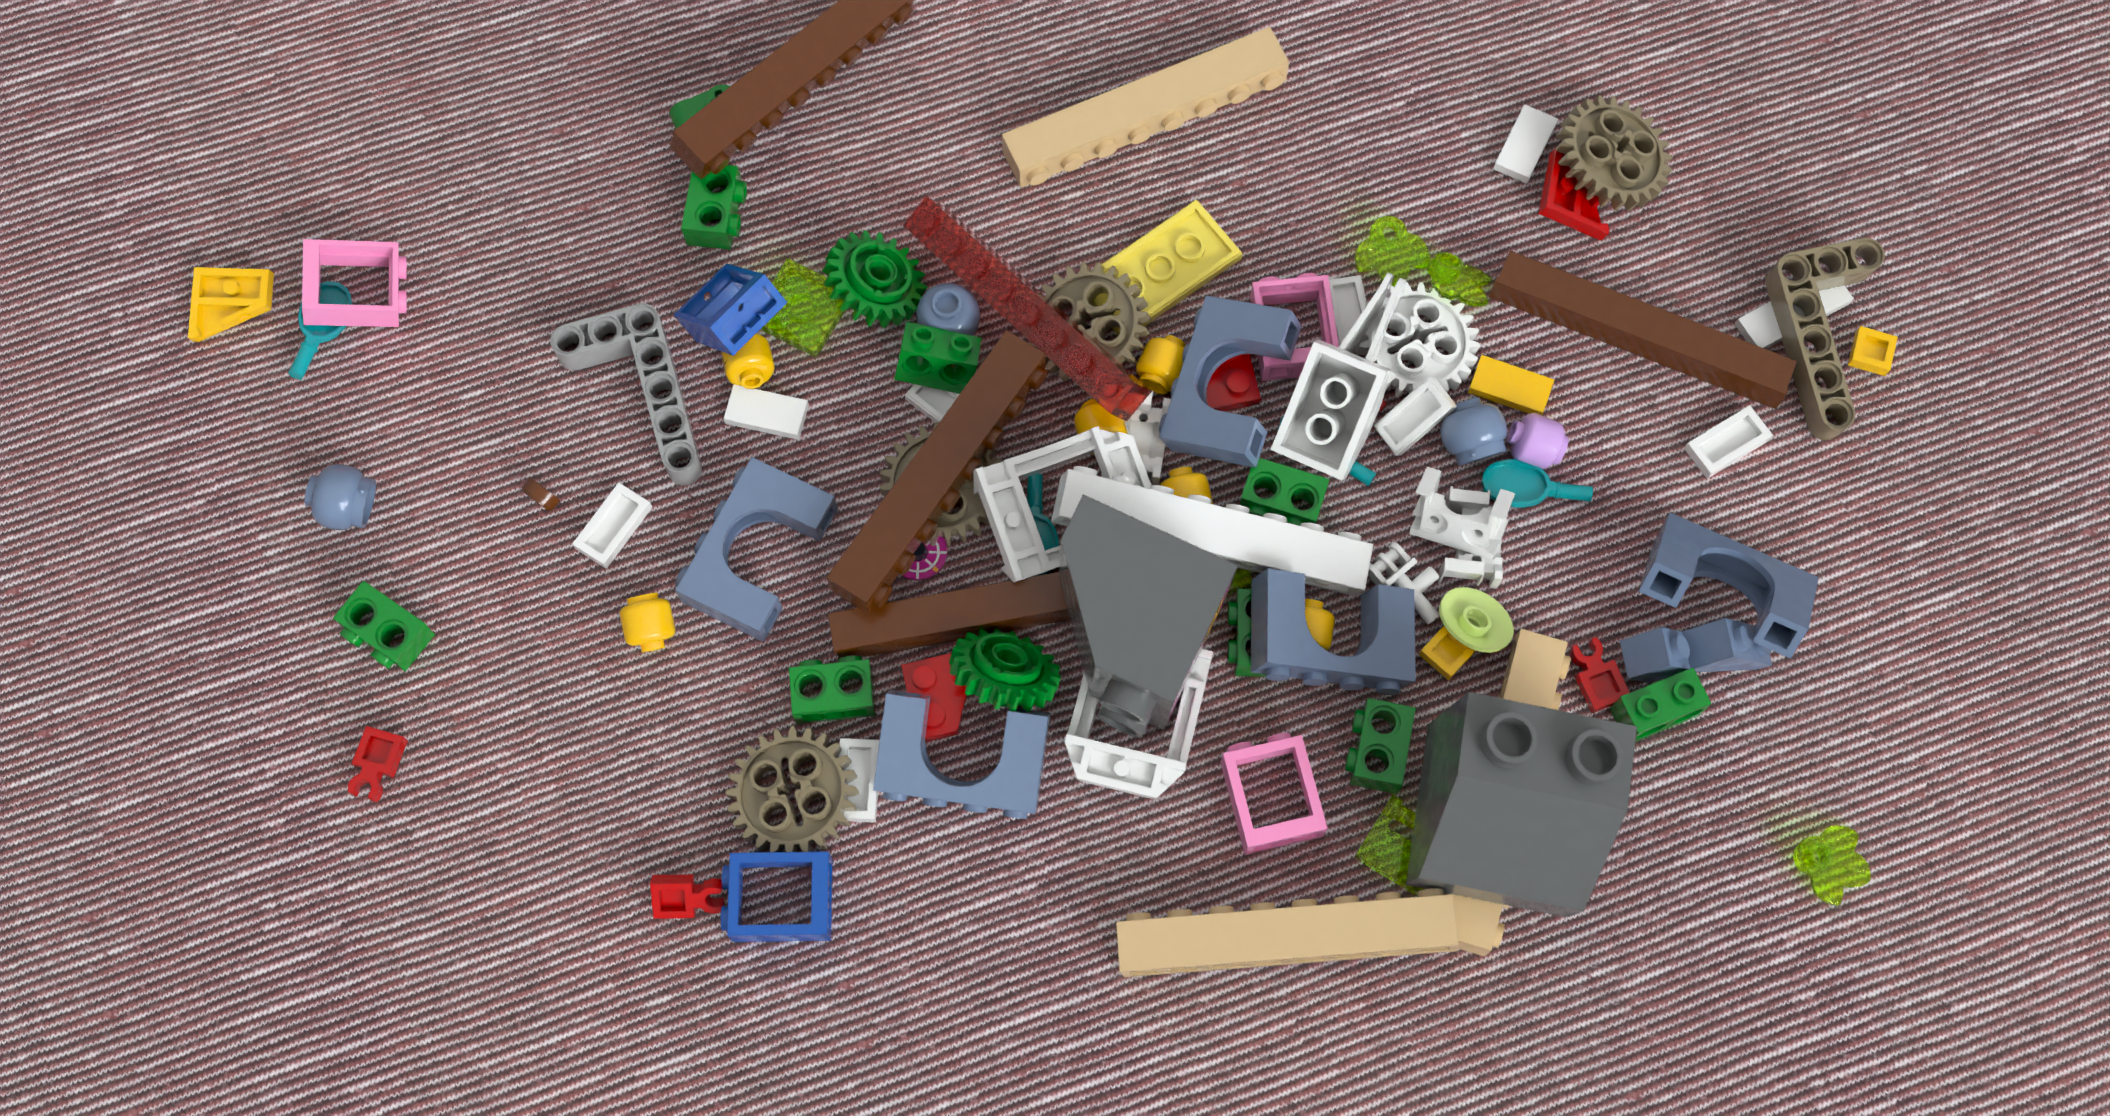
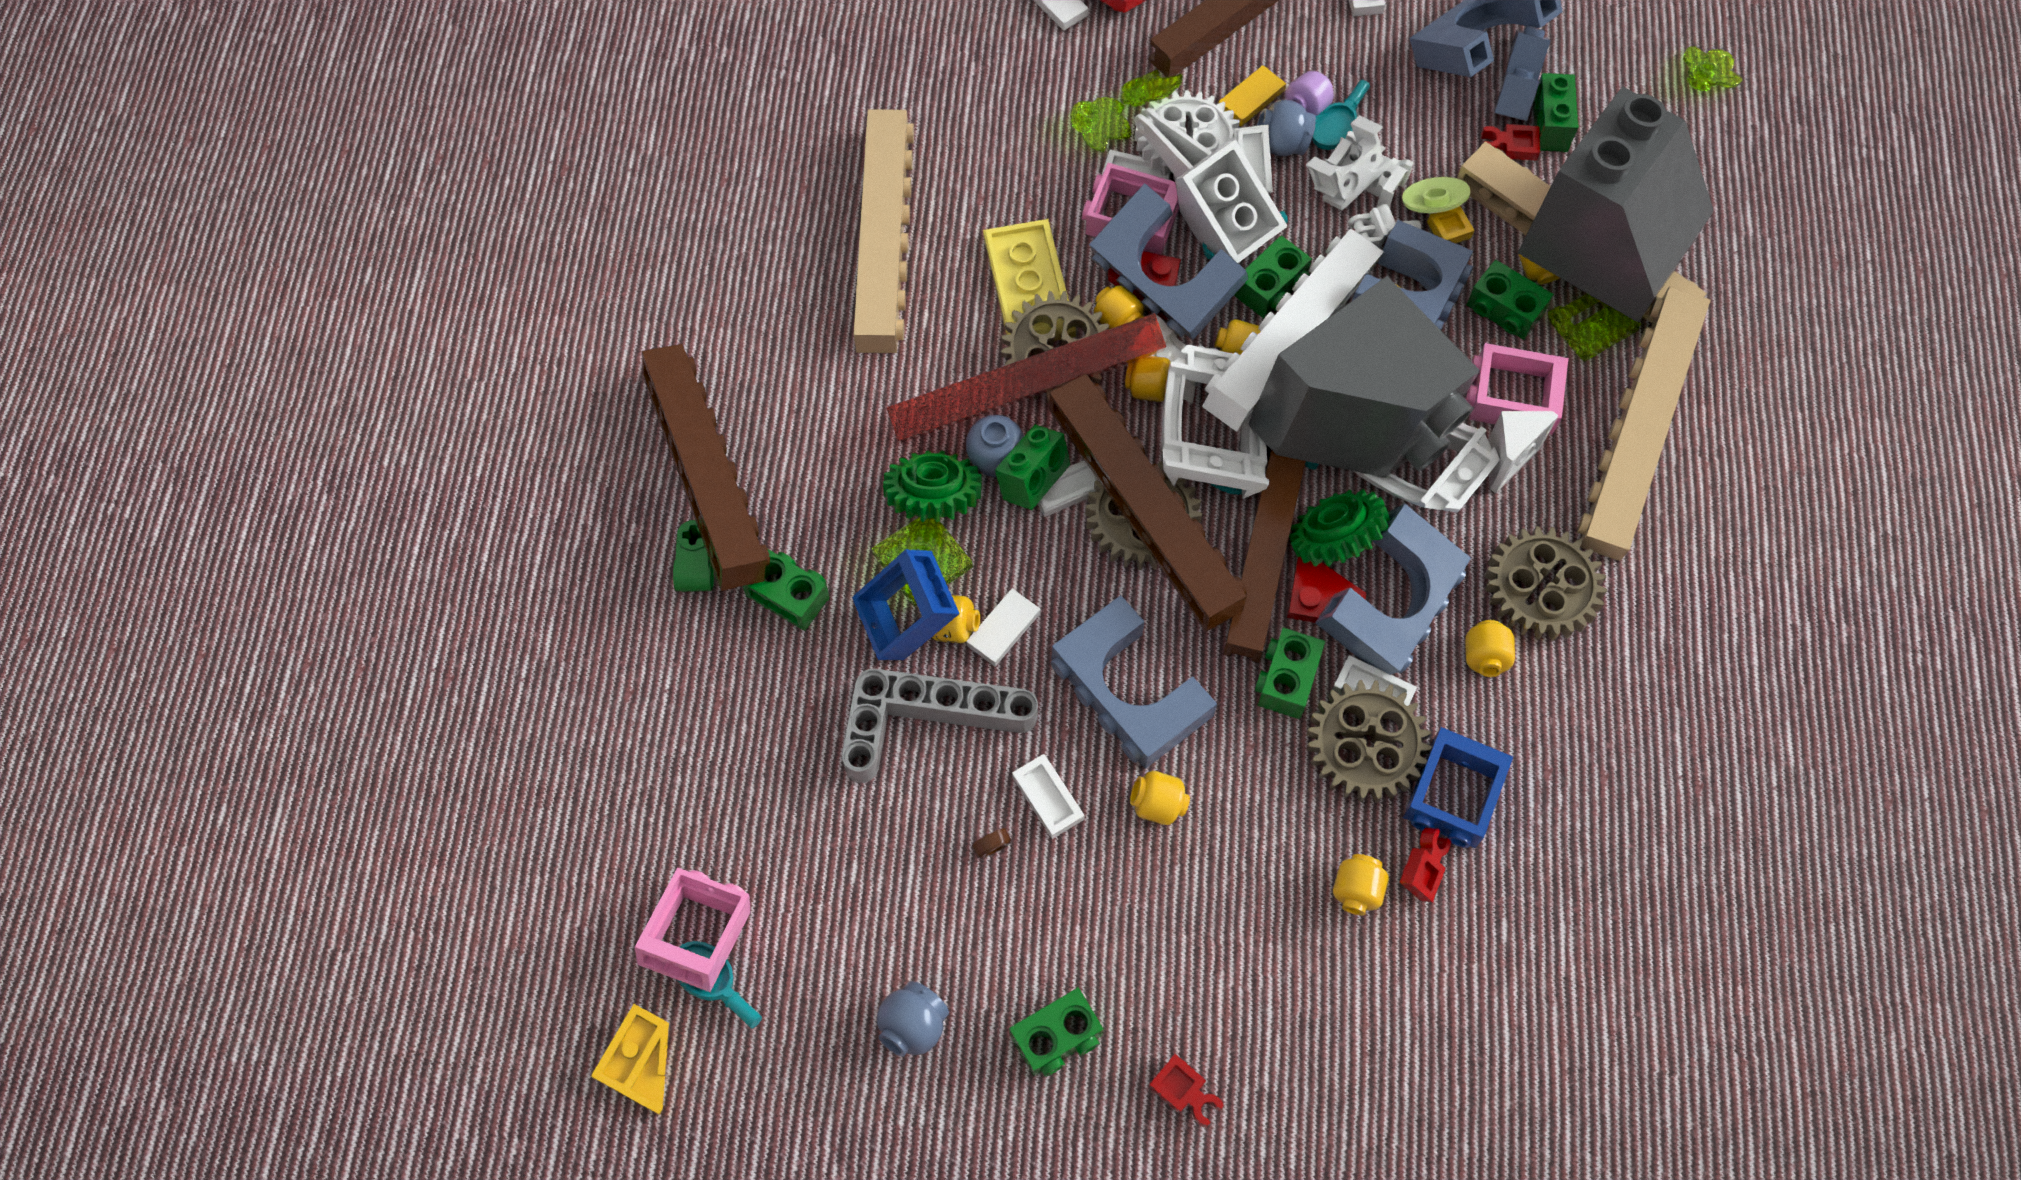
camera: 65 degrees left, 5 degrees down
(638, 841) = (1360, 884): none -> yellow head
(947, 873) = (1490, 648): none -> yellow head
(1062, 868) = (1573, 603): none -> dark tan gear
(1188, 810) = (1517, 439): none -> white slope

